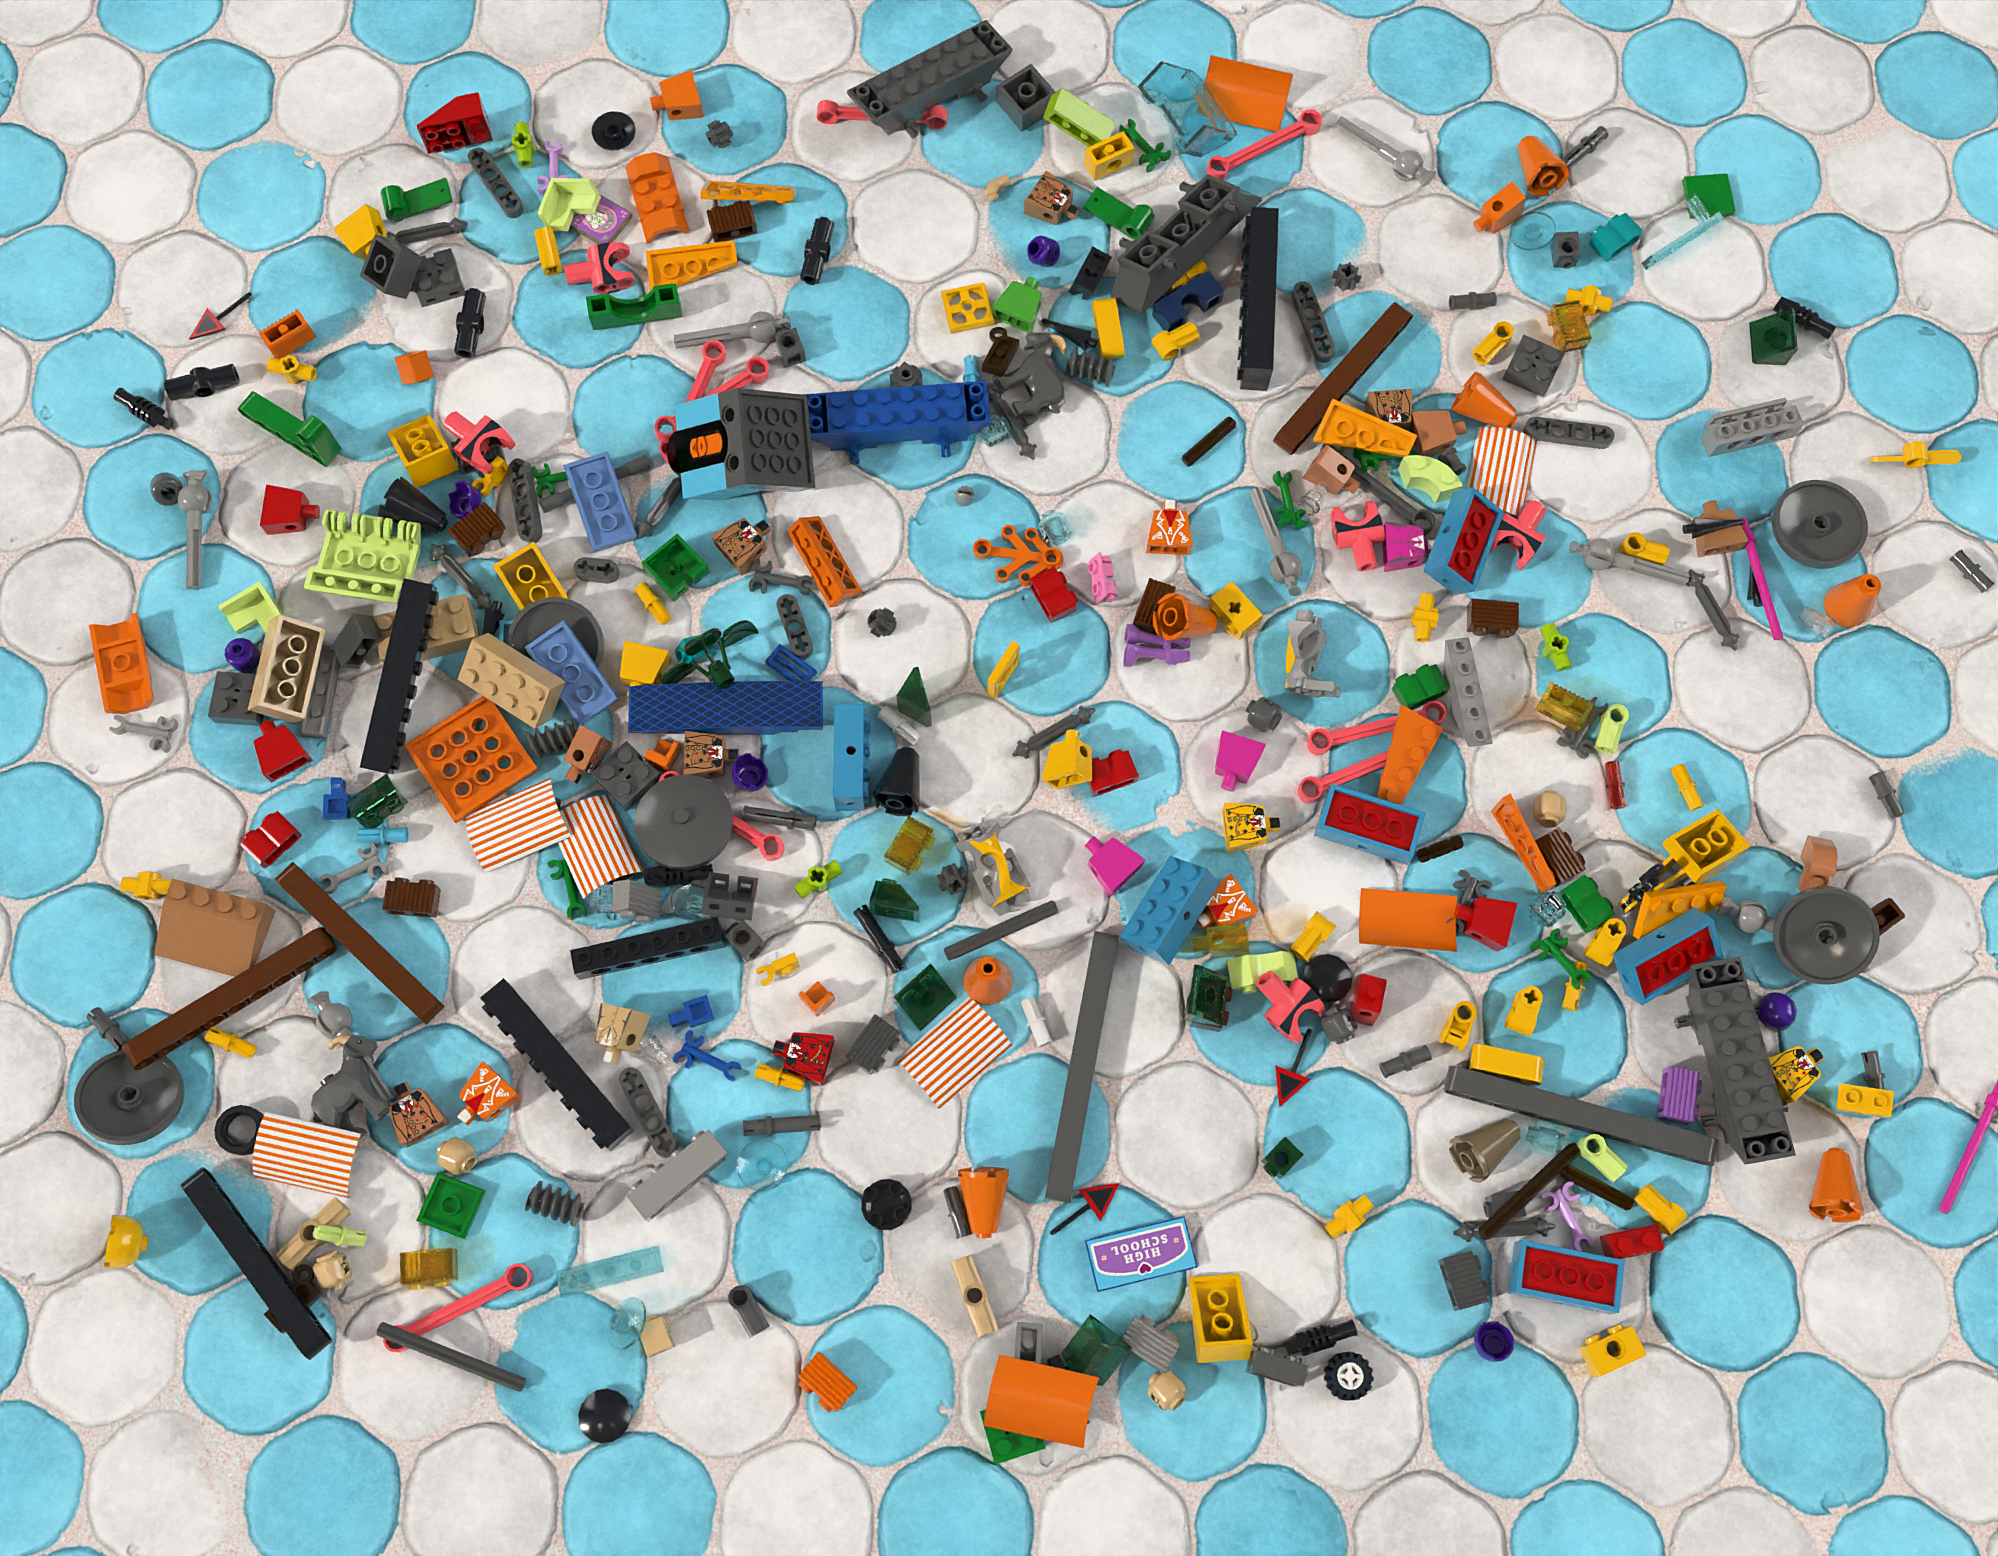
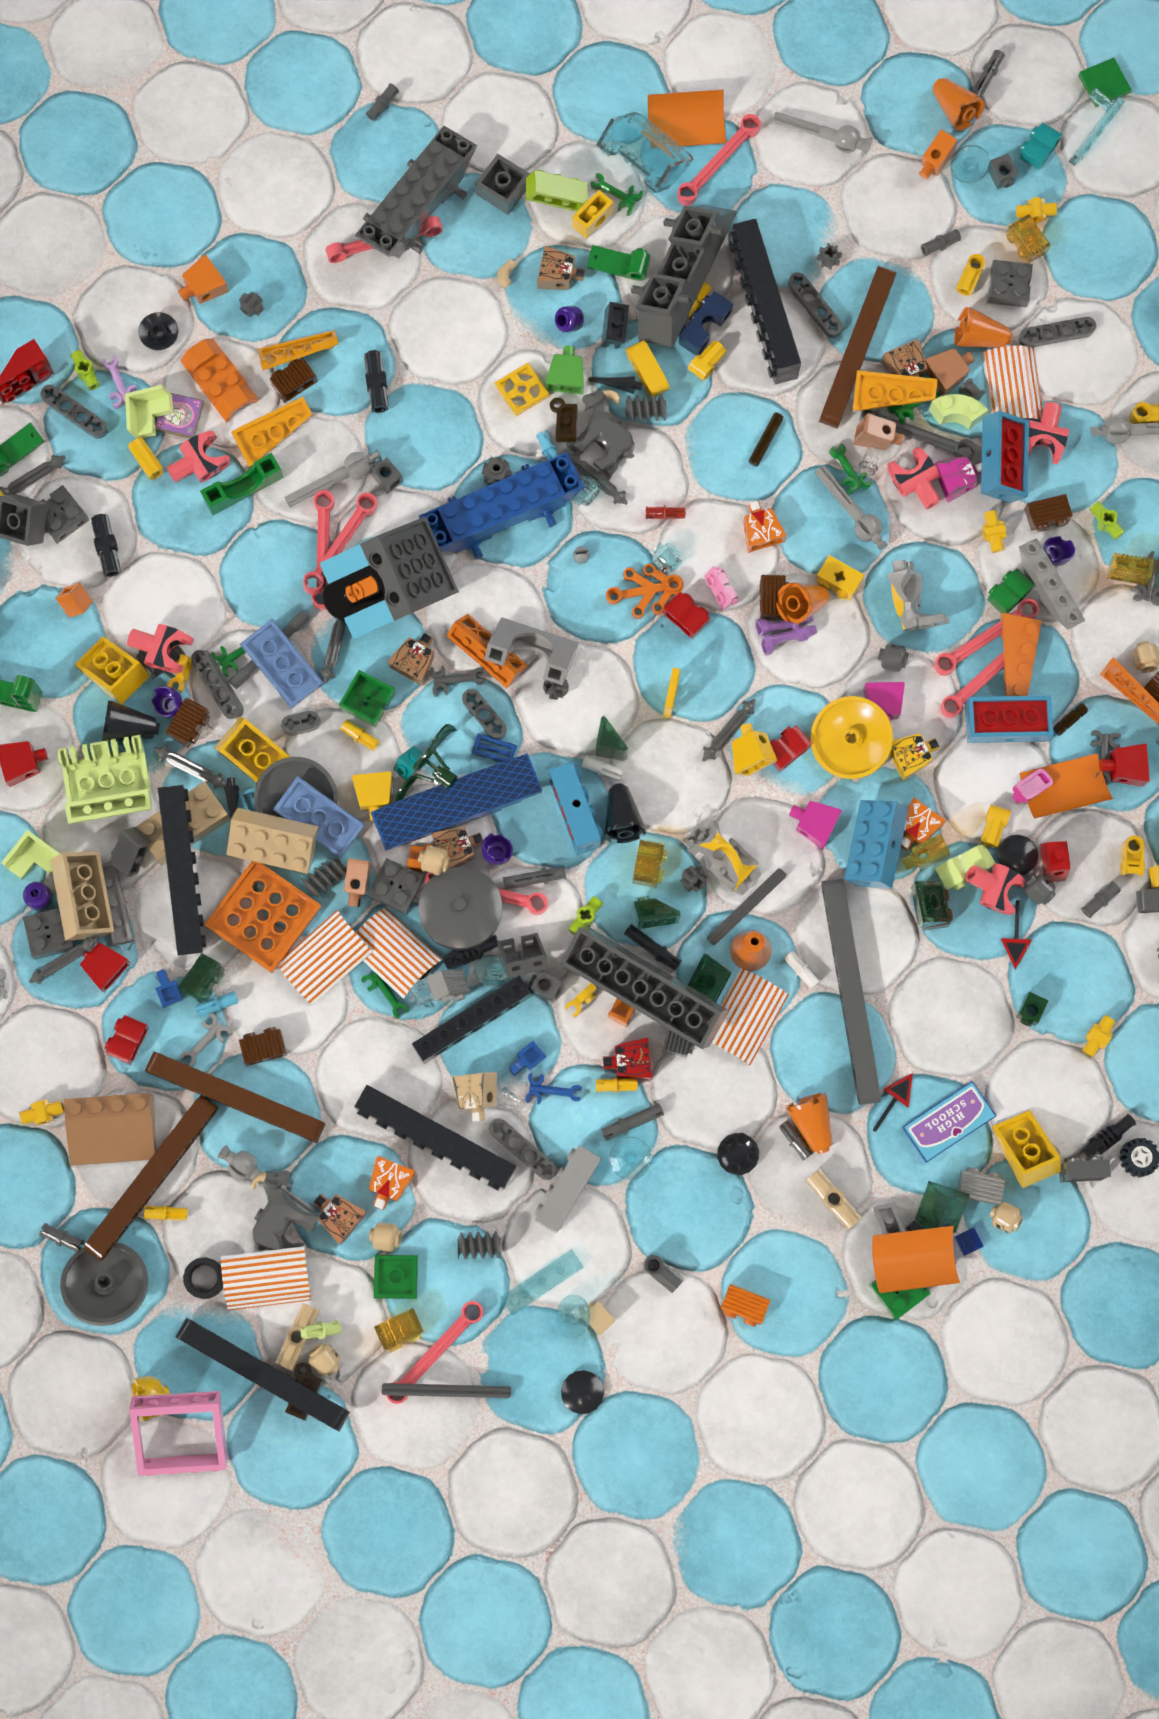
camera: 20 degrees left, 5 degrees up
(142, 1262) = (179, 1404): none -> bright pink window
(239, 731) = (63, 960): none -> dark grey wheel
(673, 759) = (434, 860): none -> tan head
(849, 978) = (644, 987): none -> dark grey brick
(854, 553) = (514, 635): none -> light grey arch
(1070, 481) = (665, 513): none -> clear red axle
(1113, 1402) = (968, 1241): none -> clear blue tile
(1185, 785) = (852, 737): none -> yellow dish
(1369, 906) = (1031, 786): none -> piece
(1490, 661) = (1059, 550): none -> dark purple hair

